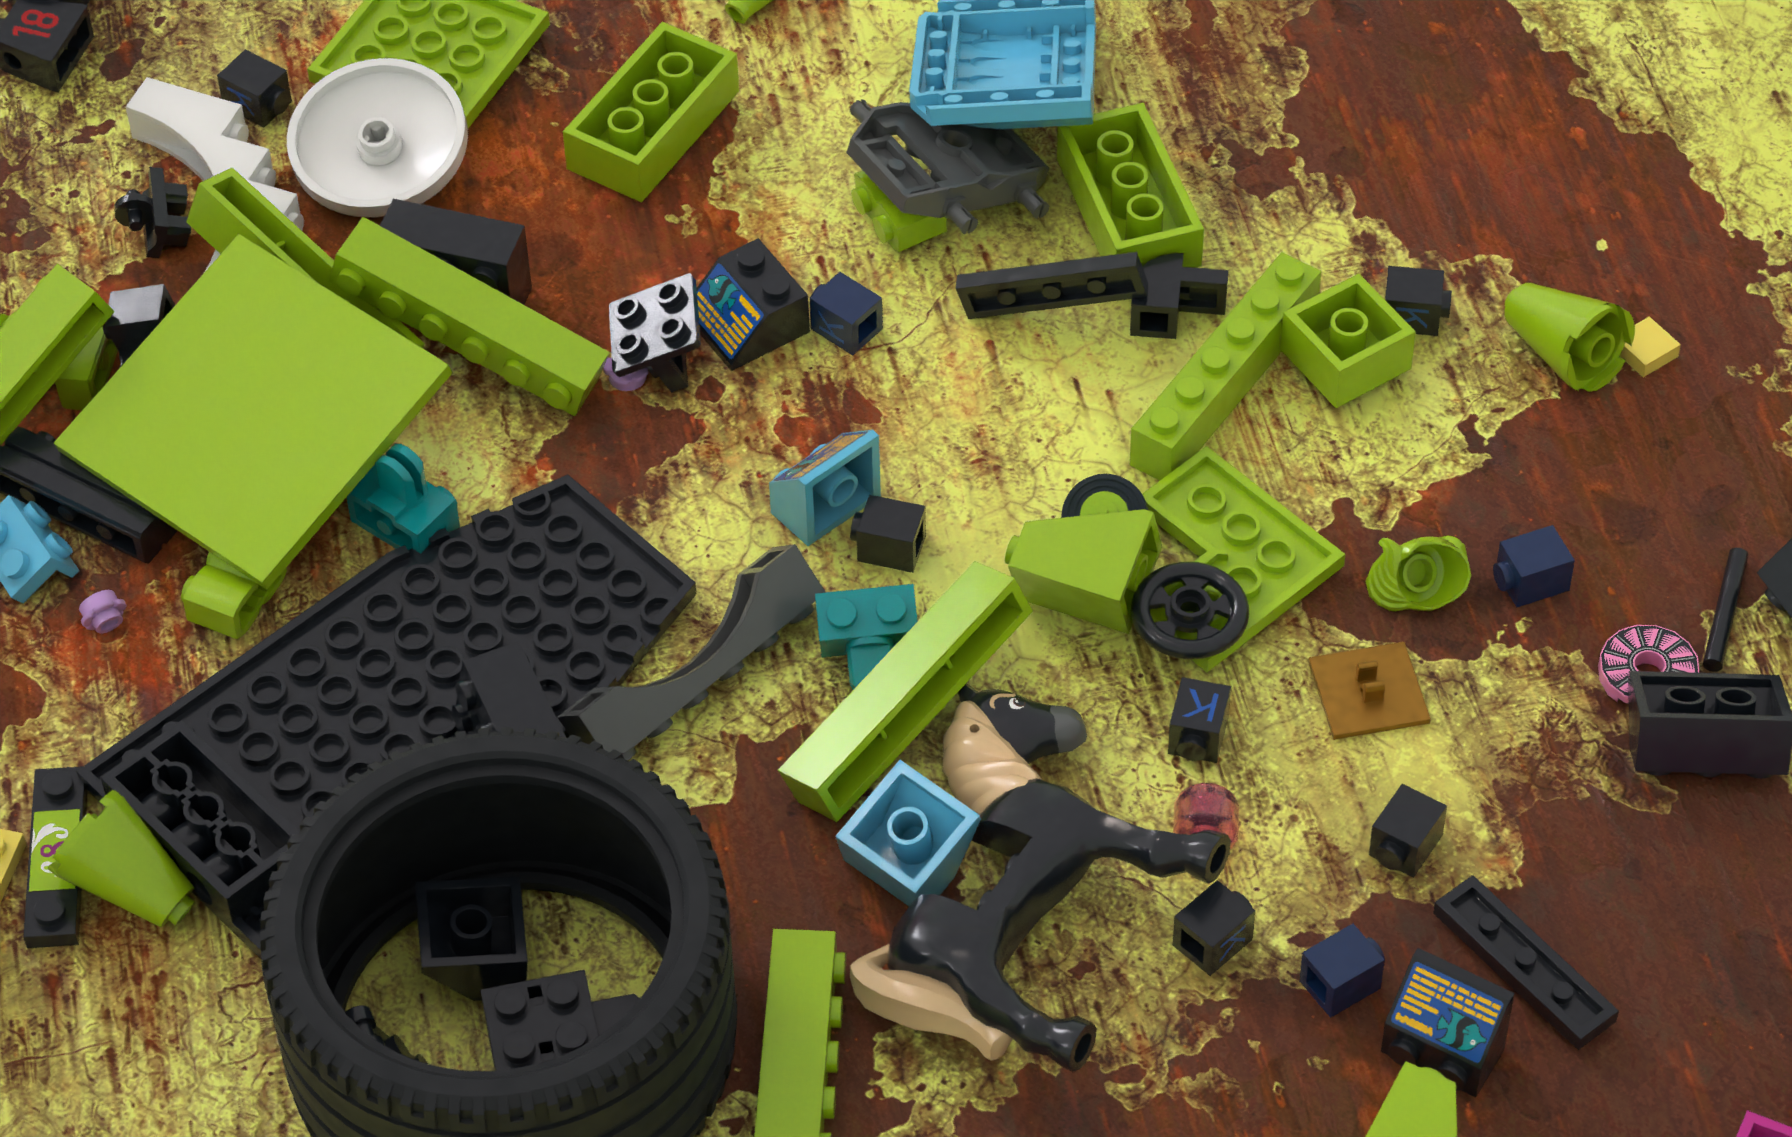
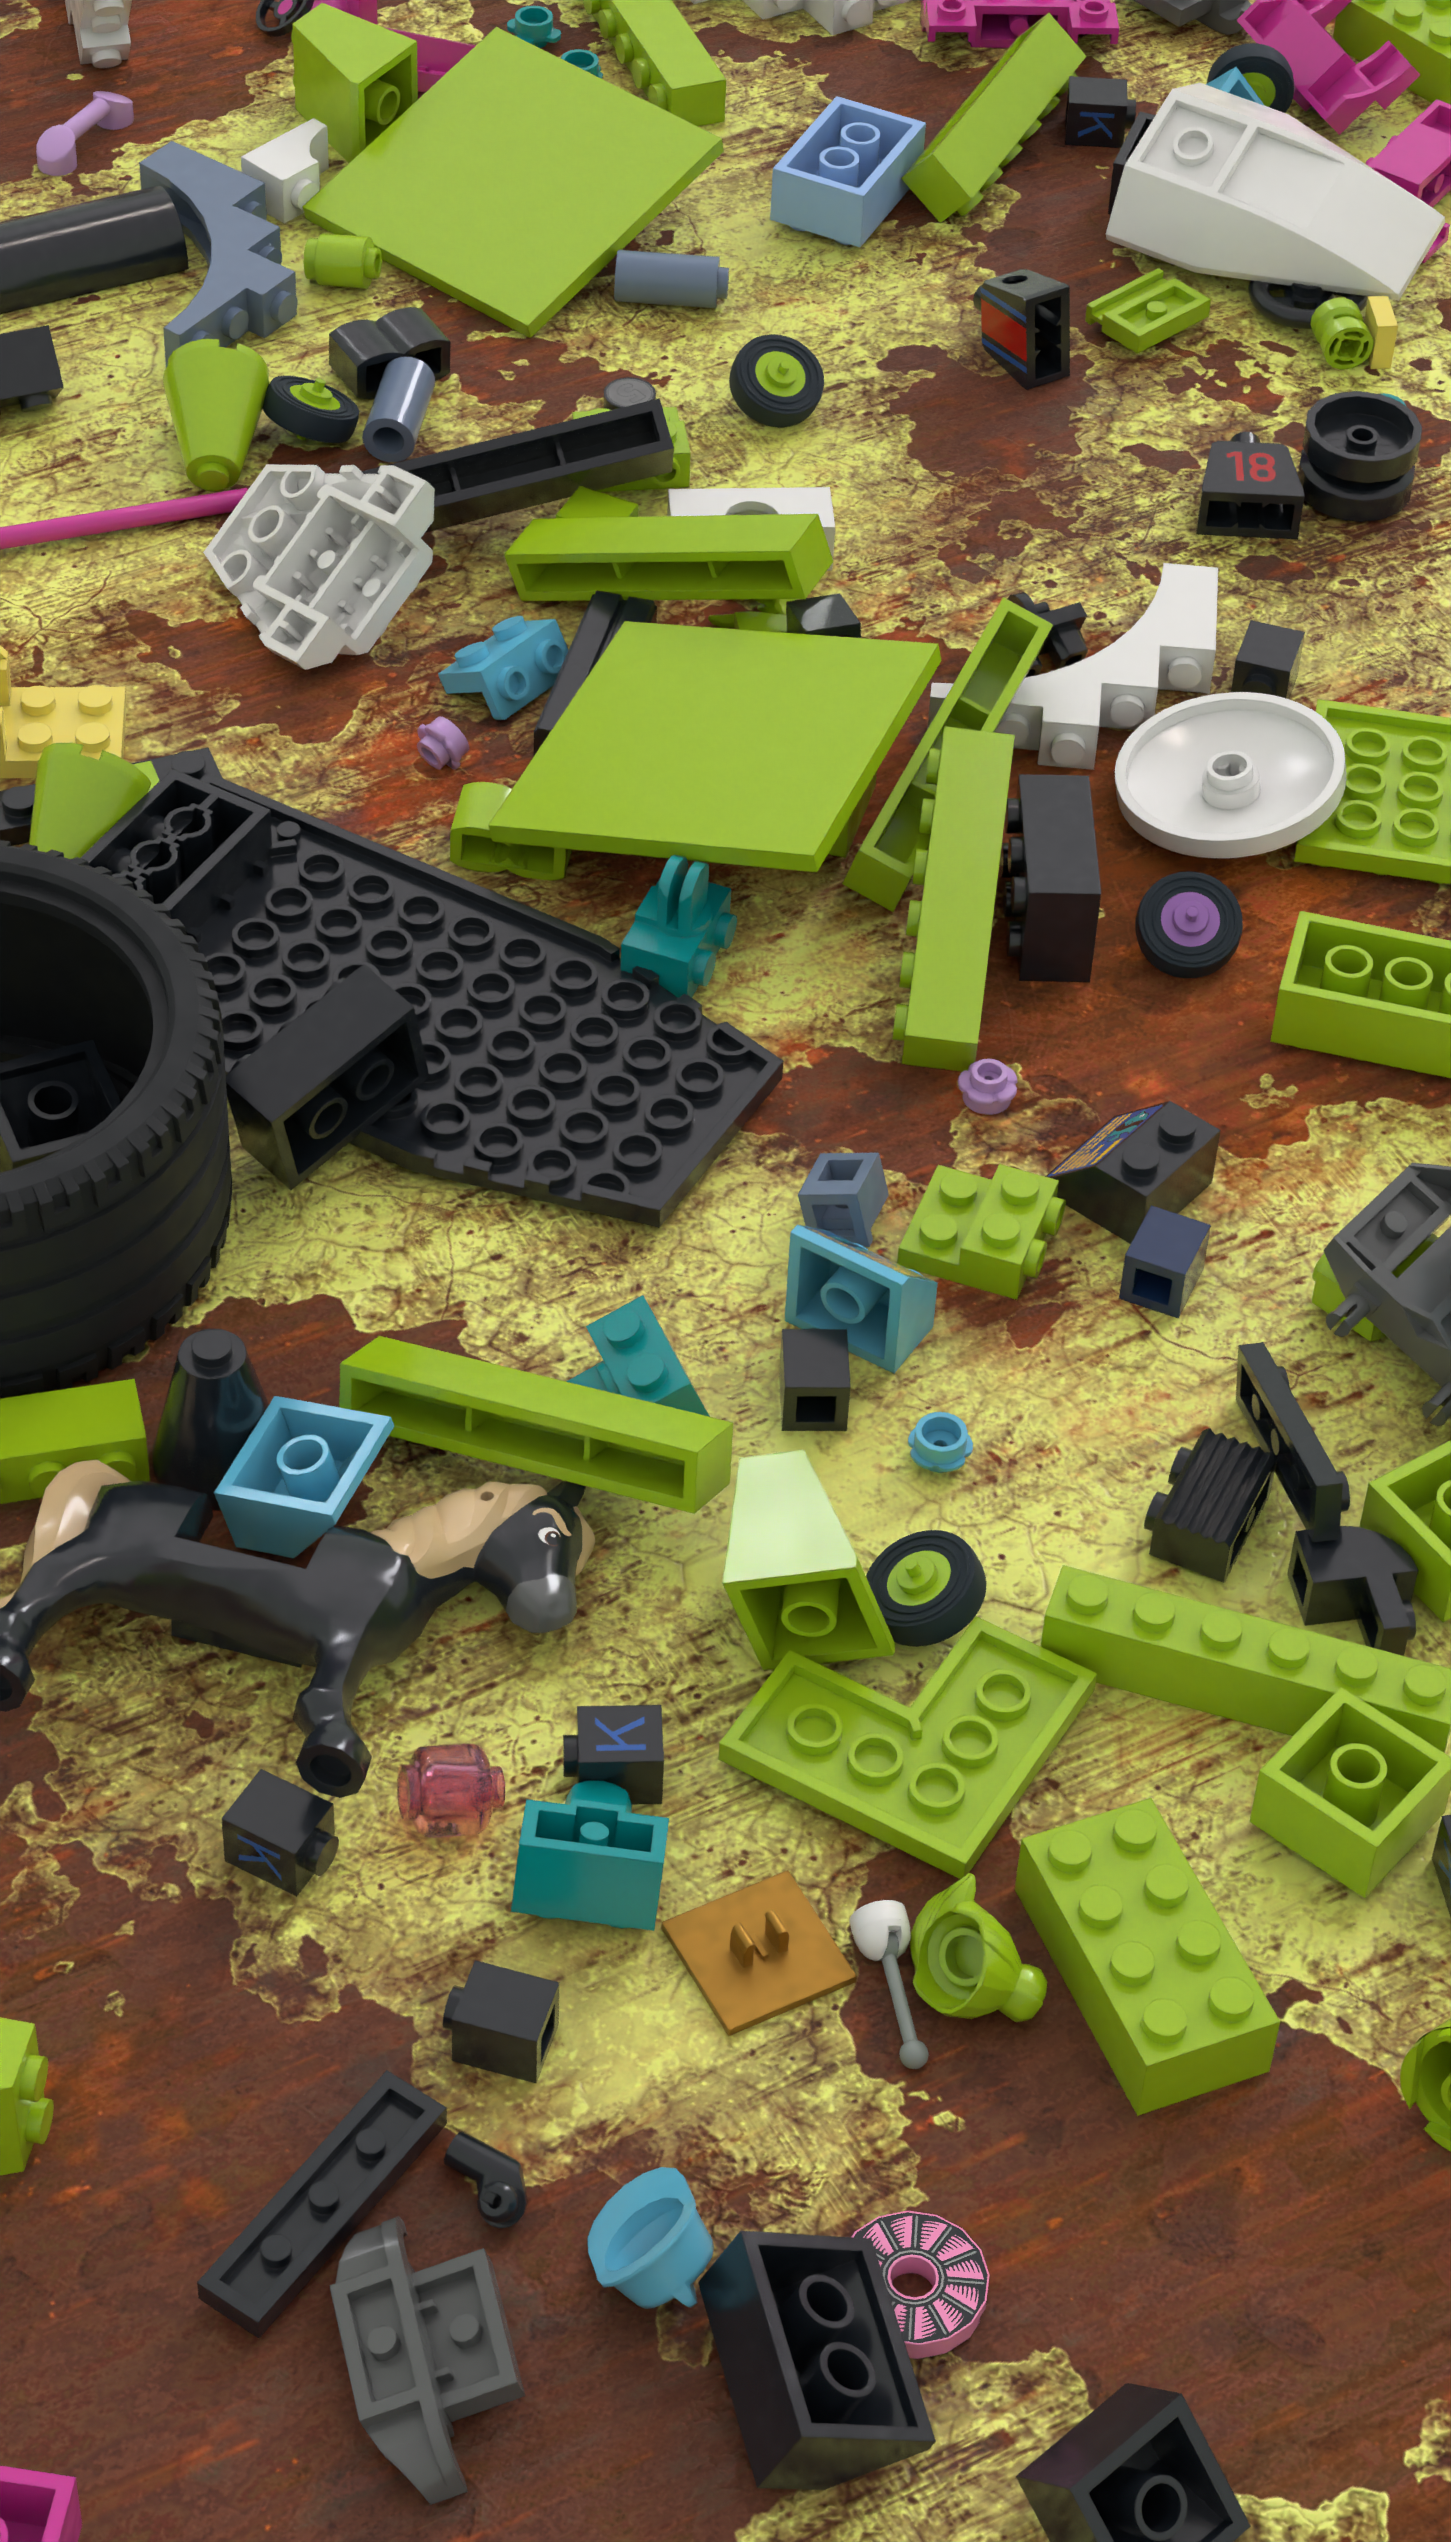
camera: 70 degrees right, 5 degrees down
(521, 199) = (1188, 924): none -> black wheel
(656, 331) = (1034, 1087): black bracket -> none
(722, 472) = (844, 1195): none -> sand blue brick
(764, 599) = (427, 1182): dark grey arch -> none
(770, 406) = (983, 1228): none -> lime plate
(831, 888) = (207, 1412): none -> black cone
(963, 473) = (940, 1442): none -> medium azure plate
(1076, 349) = (1211, 1504): none -> black brick
(1190, 598) = (782, 1678): black plate -> none
(1290, 750) = (590, 1859): none -> teal brick
(1342, 969) = (247, 1986): dark blue brick -> none
(1384, 617) = (883, 1935): none -> hinge
(1441, 481) = (1146, 1956): none -> lime brick
(1448, 1022) = (166, 2112): slope -> none
(1526, 866) = (497, 2176): none -> black arm
(1533, 566) = (1036, 2097): dark blue brick -> none
(1597, 786) = (651, 2240): none -> medium azure piece
(1647, 926) = (421, 2351): none -> dark grey plate
(1725, 610) = (1066, 2371): black bar -> none

